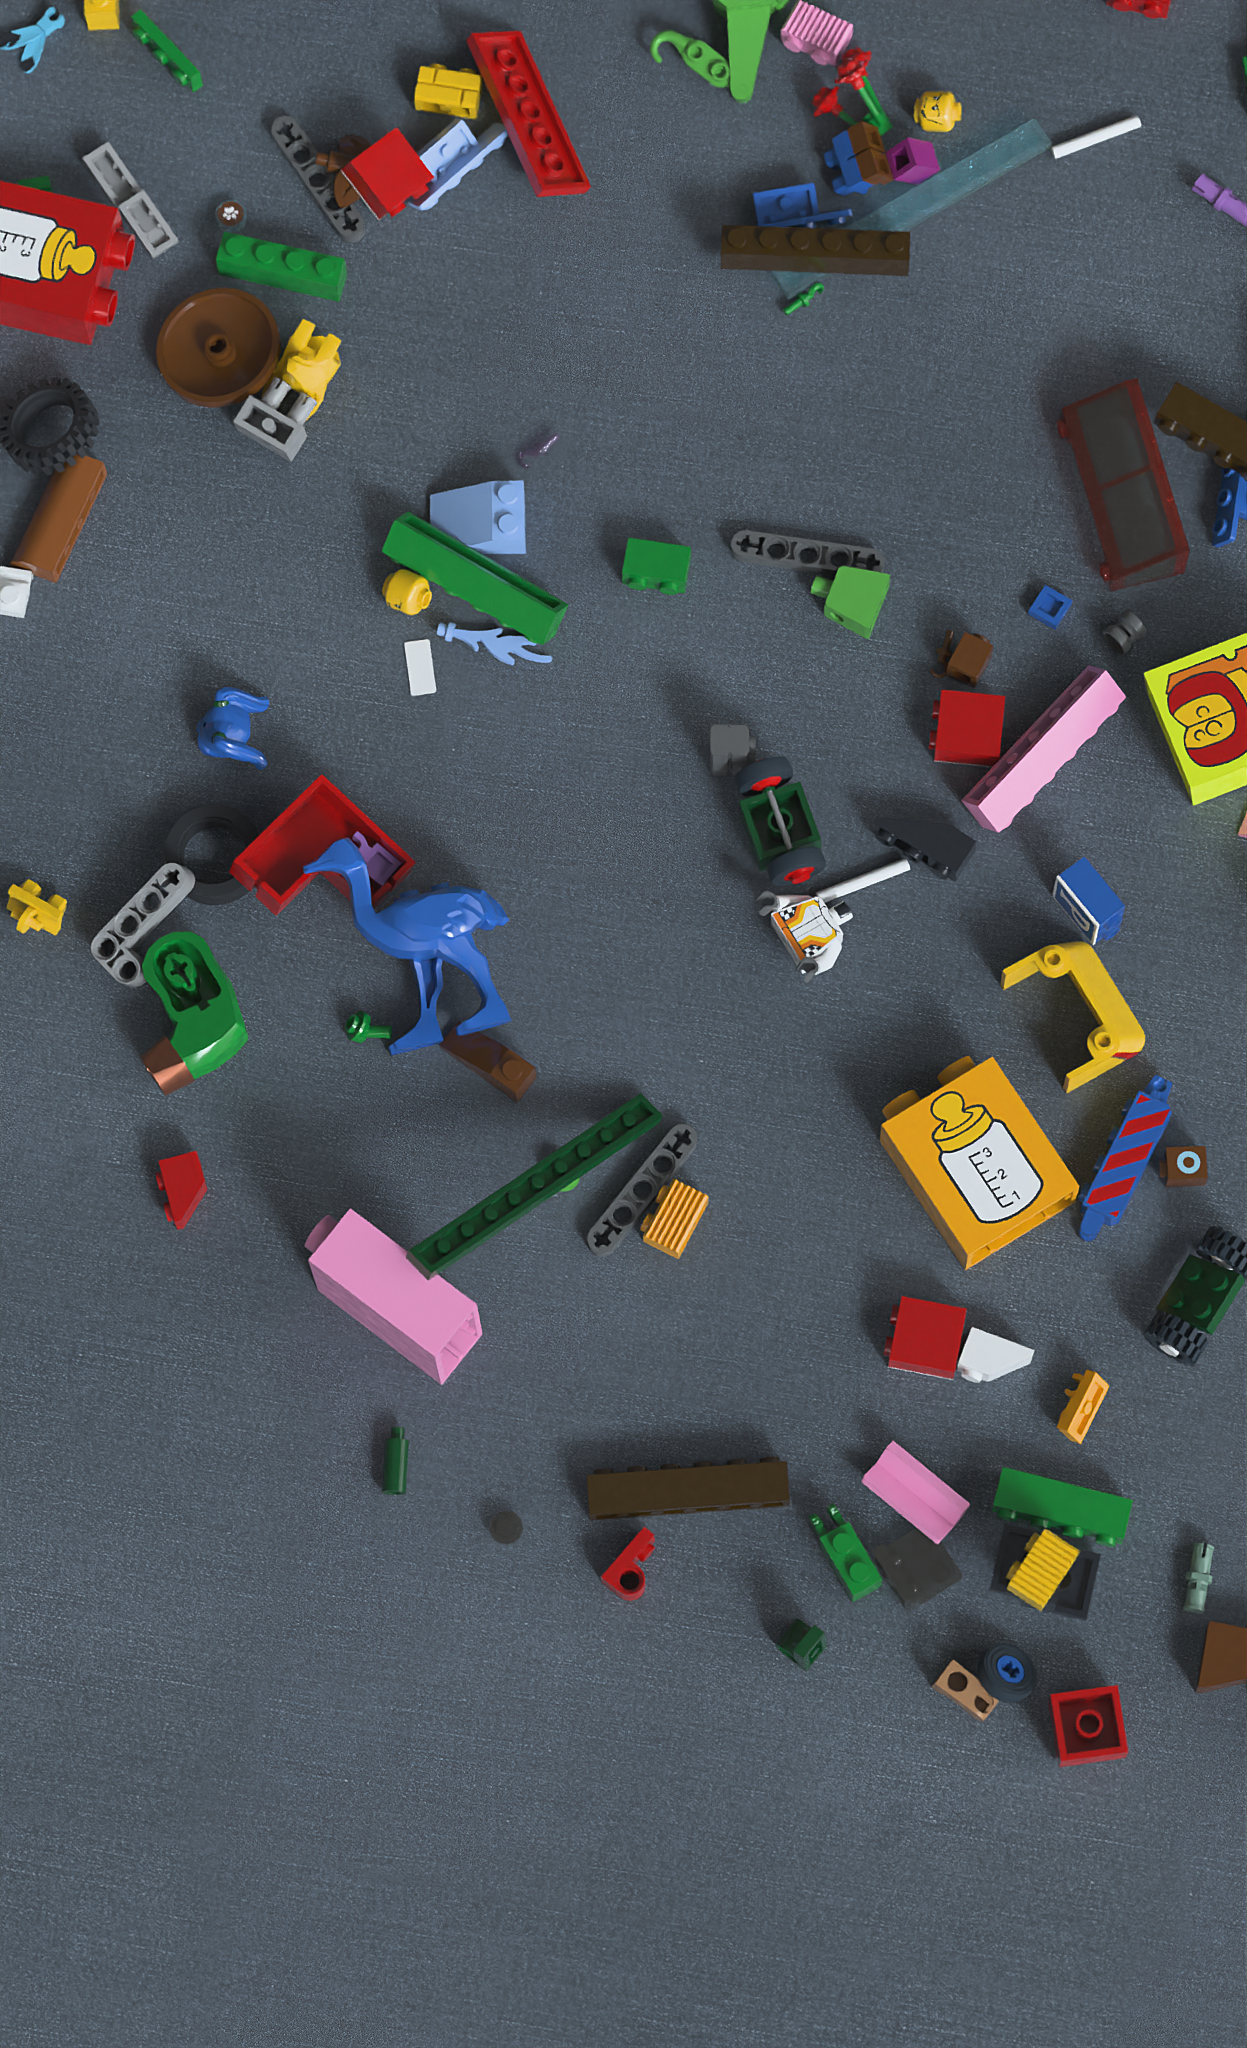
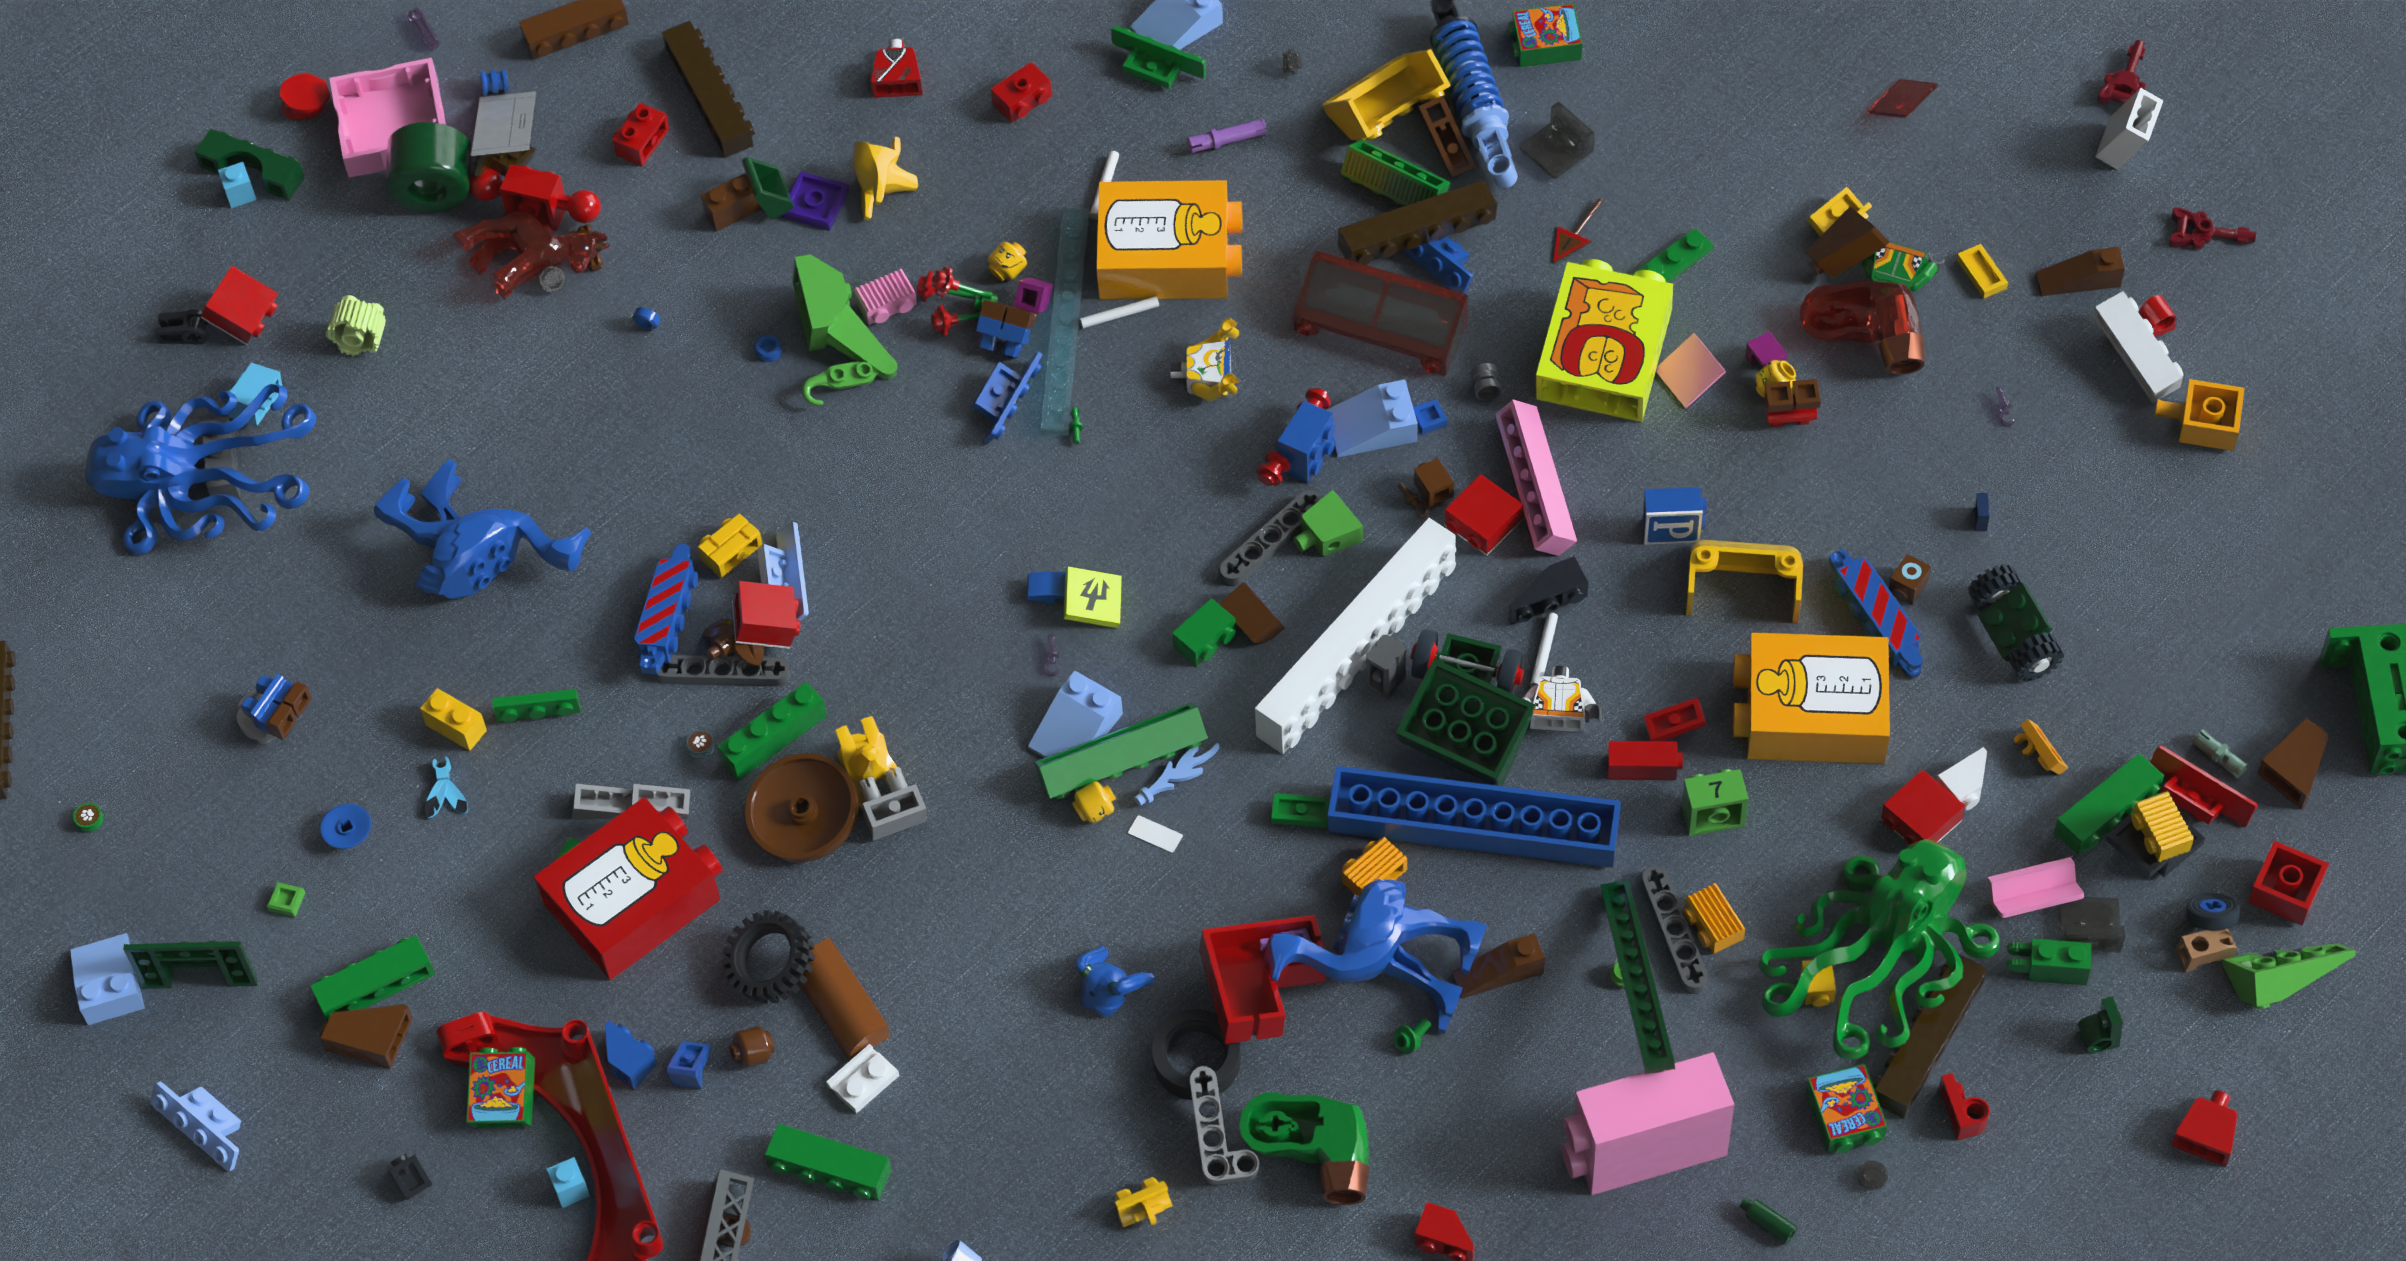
camera: 55 degrees left, 15 degrees down
(338, 86) = (665, 609): none -> blue hinge
(513, 882) = (1378, 861): none -> light orange brick
(528, 113) = (792, 503): red plate -> none
(530, 777) = (1300, 810): none -> green plate
(556, 1462) = (1846, 1109): none -> brick
(613, 403) = (1046, 586): none -> blue slope
(622, 442) = (1092, 597): none -> neon yellow tile
(627, 935) = (1474, 816): none -> blue brick
(672, 1354) = (1822, 987): none -> yellow brick
(707, 594) = (1251, 614): none -> reddish brown brick
(714, 862) = (1466, 723): none -> dark green slope
(758, 700) = (1344, 645): none -> white brick
(767, 1805) = (2208, 1129): none -> red torso
(790, 1392) = (1905, 911): none -> green animal
(794, 1139) = (1714, 802): none -> bright green brick
(801, 1047) = (1643, 760): none -> red brick
(815, 250) = (1052, 388): dark brown brick -> none
(865, 1049) = (1675, 720): none -> red plate
(925, 512) = (1303, 442): none -> blue brick
(952, 372) = (1210, 365): none -> torso
(960, 250) = (1119, 312): none -> white bar
(977, 1771) = (2279, 976): none -> bright green wedge
(1005, 559) = (1374, 420): none -> light blue slope
(1062, 235) = (1166, 240): none -> light orange brick
(1134, 1581) = (2199, 791): none -> red bracket

